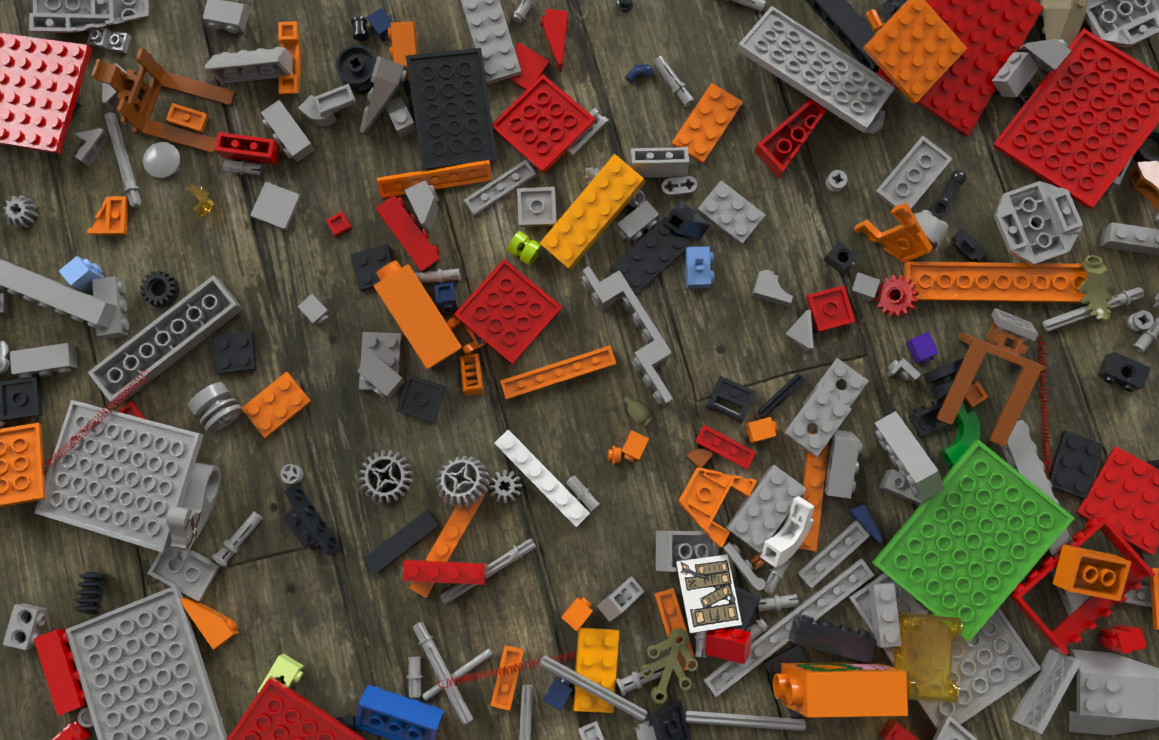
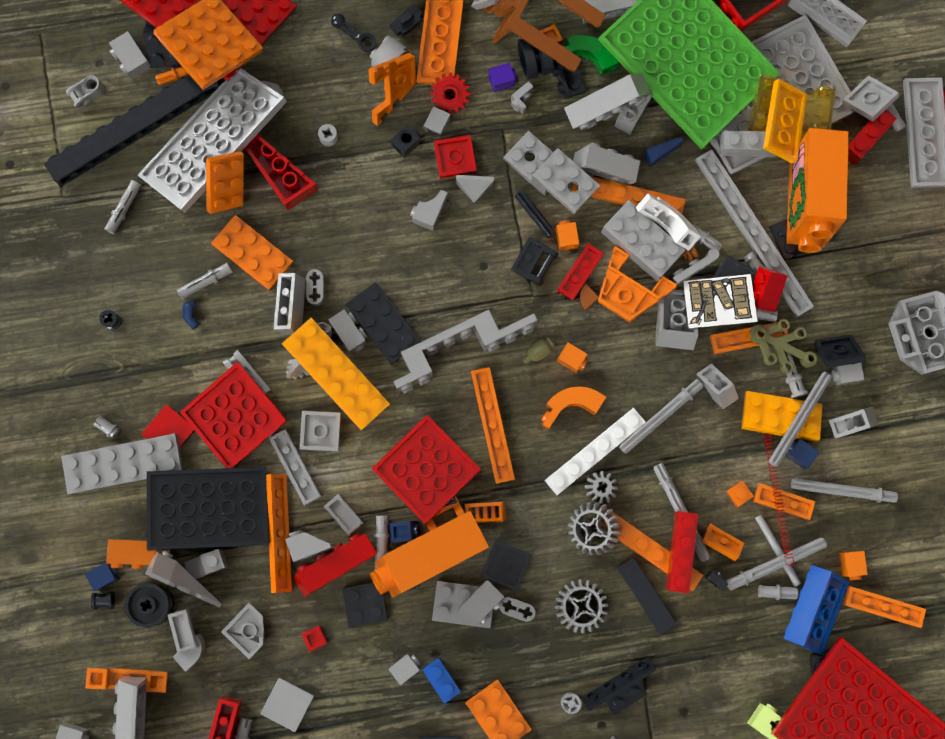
camera: 90 degrees left, 0 degrees up
(287, 131) = (208, 686): light grey brick -> none
(305, 346) = (441, 680): none -> blue brick
(341, 160) = (246, 630): none -> light grey plate
(374, 412) = (518, 604): none -> light grey beam
(422, 612) = (716, 579): none -> black plate
(458, 238) = (343, 514): none -> light grey tile
(460, 615) = (722, 542): none -> orange plate
(512, 630) = (739, 494): none -> orange plate
(530, 251) = (368, 442): lime wheel -> none
(555, 32) = (134, 395): red slope -> none
(577, 613) = (729, 428): orange slope -> none
(582, 493) = (613, 412): light grey axle -> none
(595, 452) = (575, 396): none -> orange arch
(603, 561) = (684, 396): none -> light grey axle
(614, 455) = (579, 378): orange plate -> none
(687, 221) = (353, 283): black slope -> none
(698, 267) = (401, 277): medium blue brick -> none
(731, 212) = (347, 240): light grey plate -> none
(745, 720) = (836, 283): light grey axle -> none
(772, 83) = (224, 182): none -> orange plate
(777, 603) = (730, 239): light grey pin -> none
(832, 639) = (768, 194): black brick -> none
(833, 554) = (689, 184): light grey plate -> none
(913, 648) = (785, 121): none -> light orange plate
(914, 174) = (331, 62): light grey plate -> none

